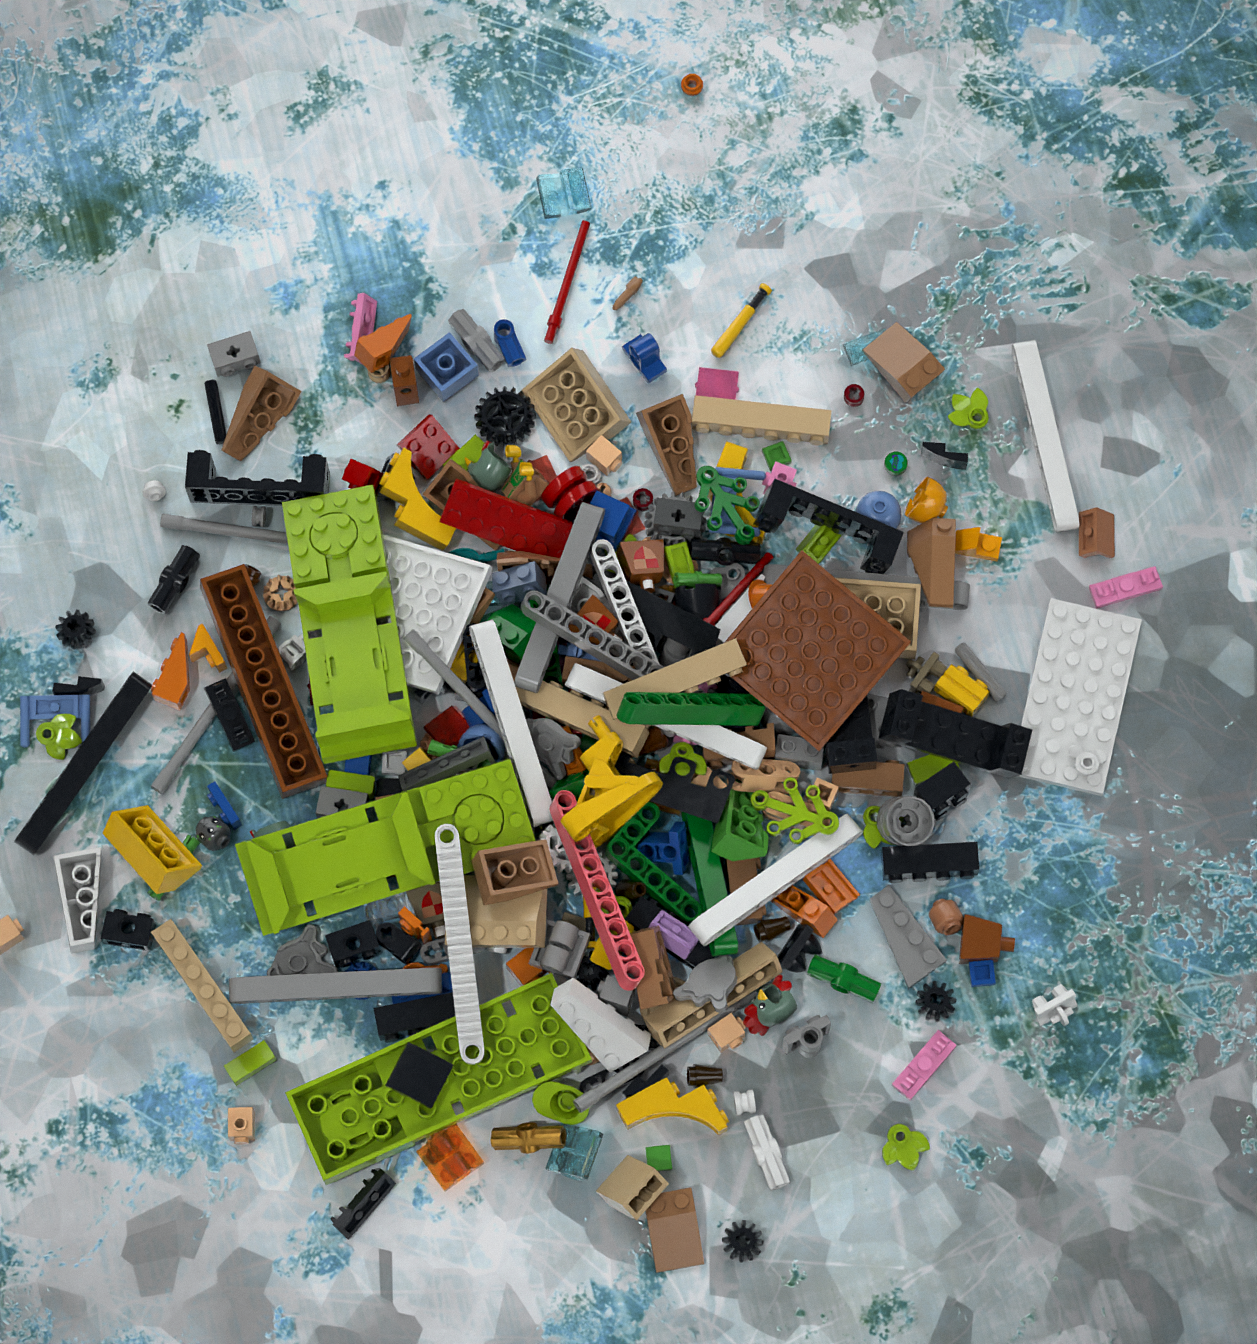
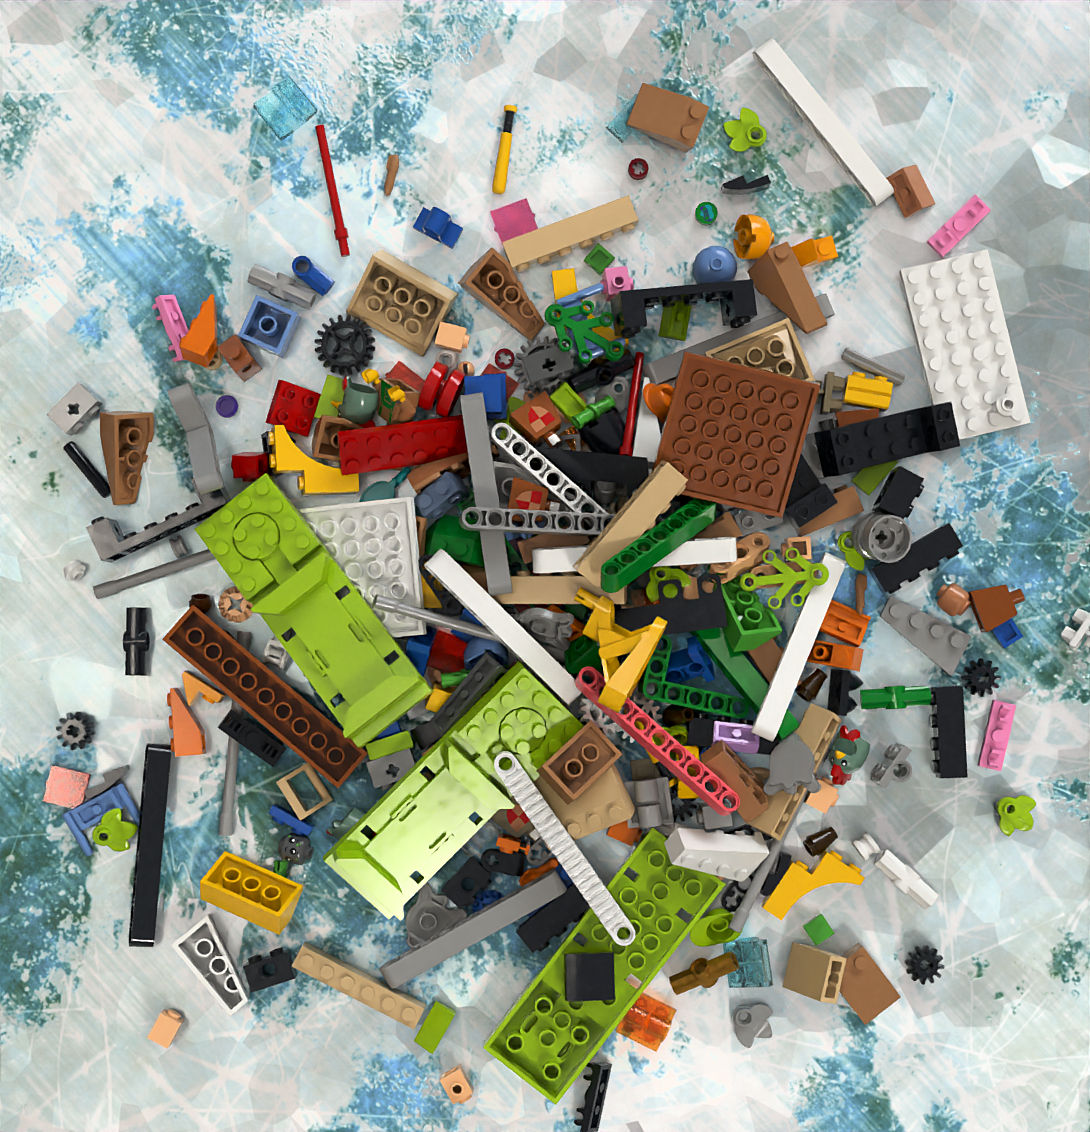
camera: 30 degrees left, 15 degrees up
(37, 675) = (66, 787): none -> clear red piece
(236, 770) = (294, 798): none -> tan tile
(333, 423) = (199, 438): none -> light grey beam
(370, 418) = (226, 406): none -> dark purple plate
(426, 708) = (419, 648): none -> blue tile
(550, 1217) = (753, 1025): none -> light grey plate
(864, 864) = (860, 587): none -> medium nougat piece
(879, 1035) = (949, 732): none -> black brick

